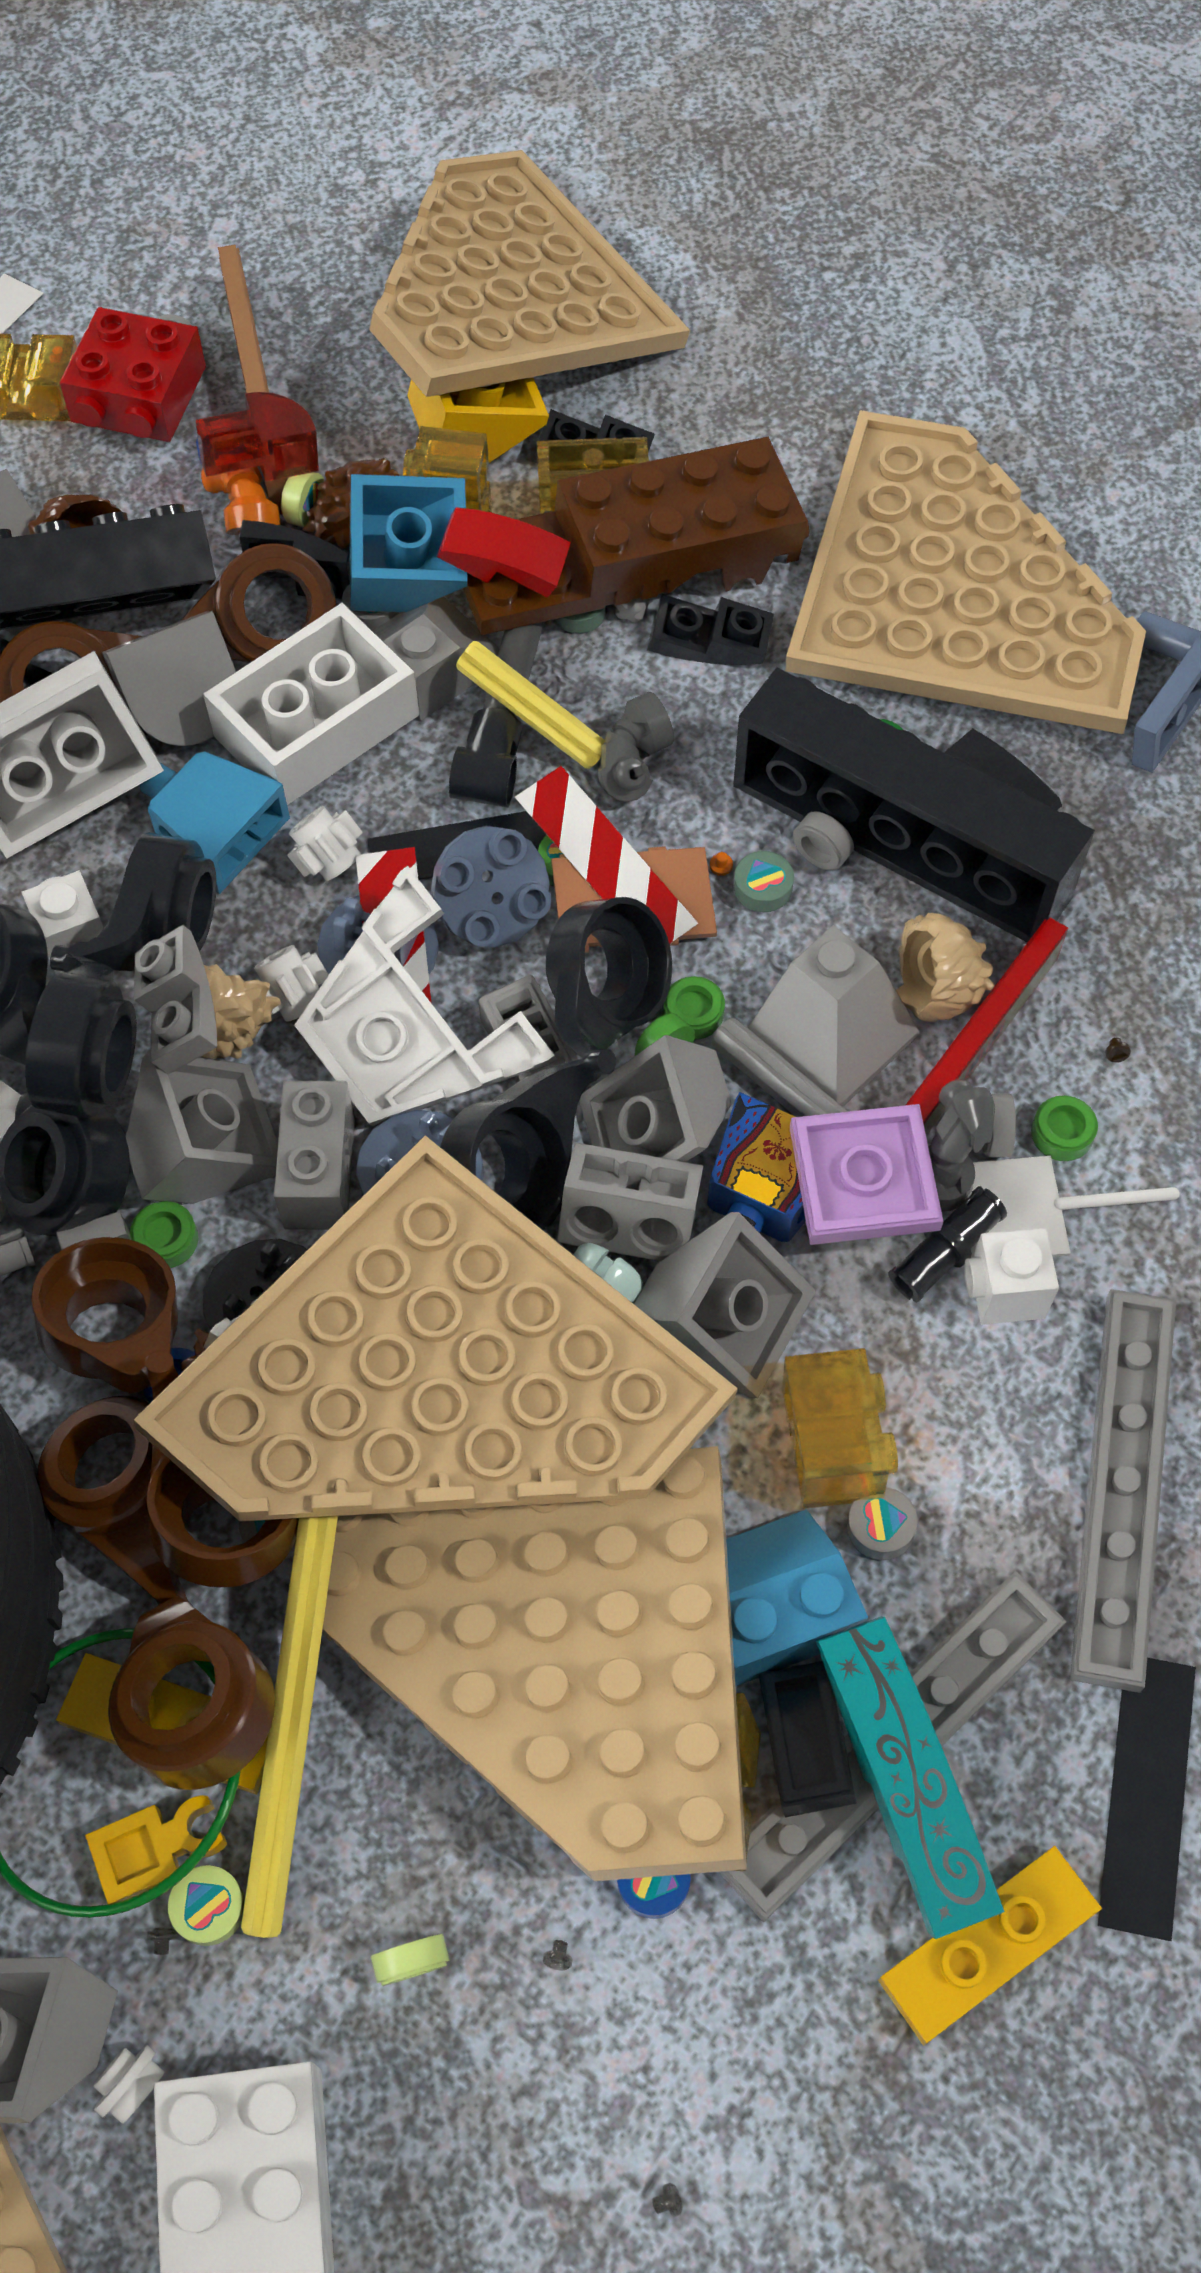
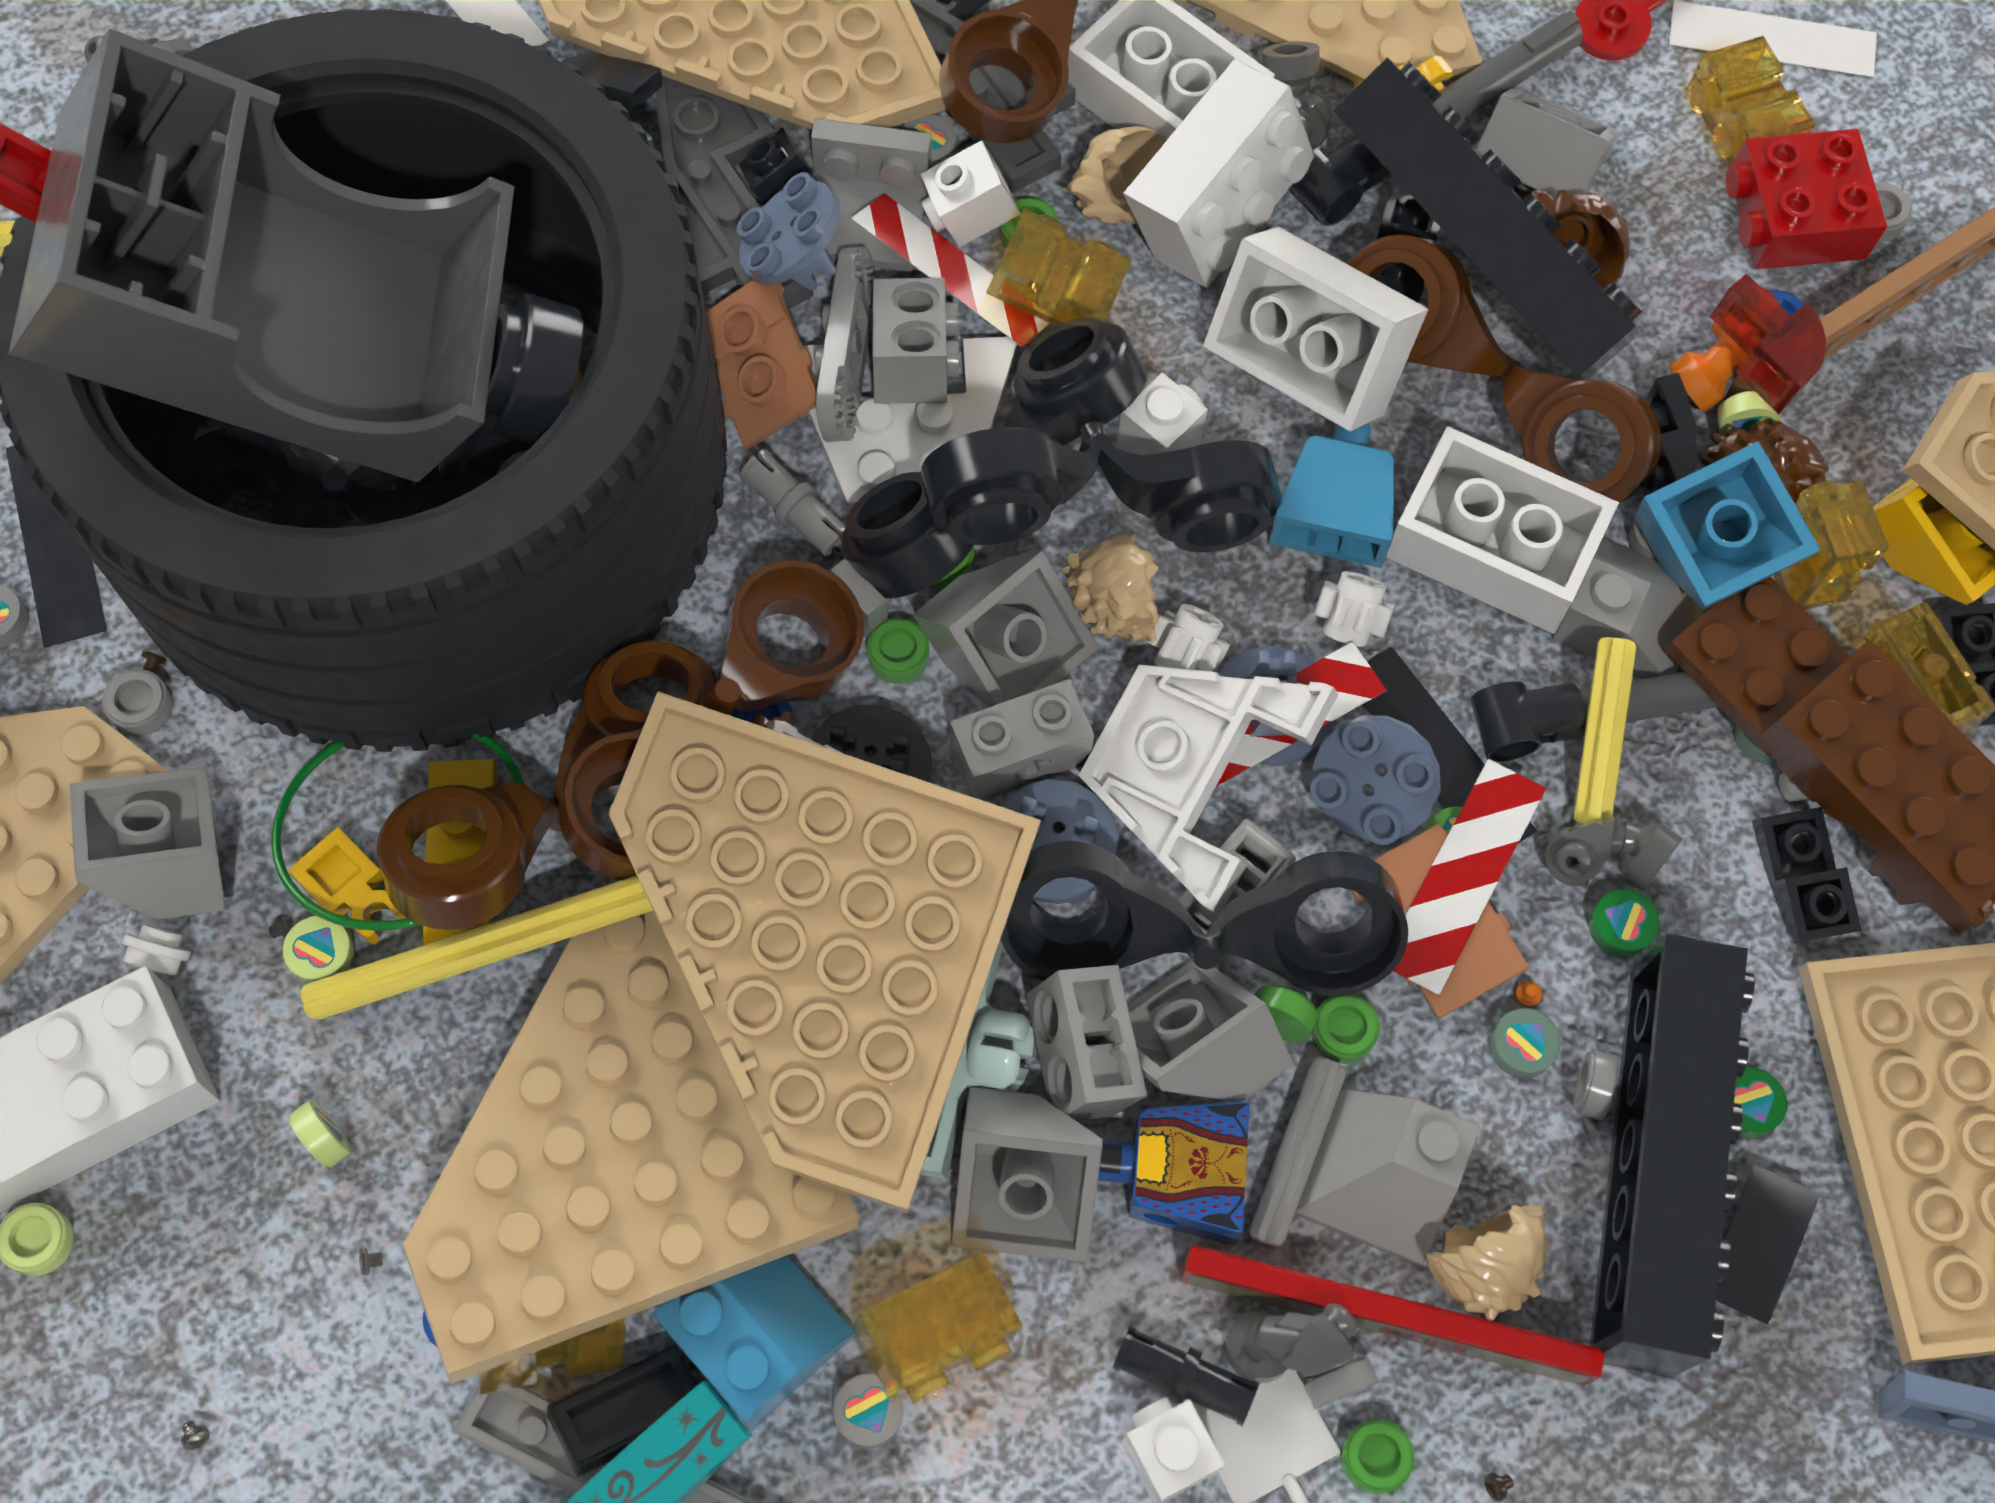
camera: 65 degrees right, 5 degrees up
(166, 678) = (1461, 387): light grey tile -> none
(177, 992) = (1107, 543): light grey slope -> none
(496, 543) = (1758, 624): red slope -> none
(693, 770) = (1623, 923): none -> green tile
(865, 1174) = (1207, 1259): lavender tile -> none

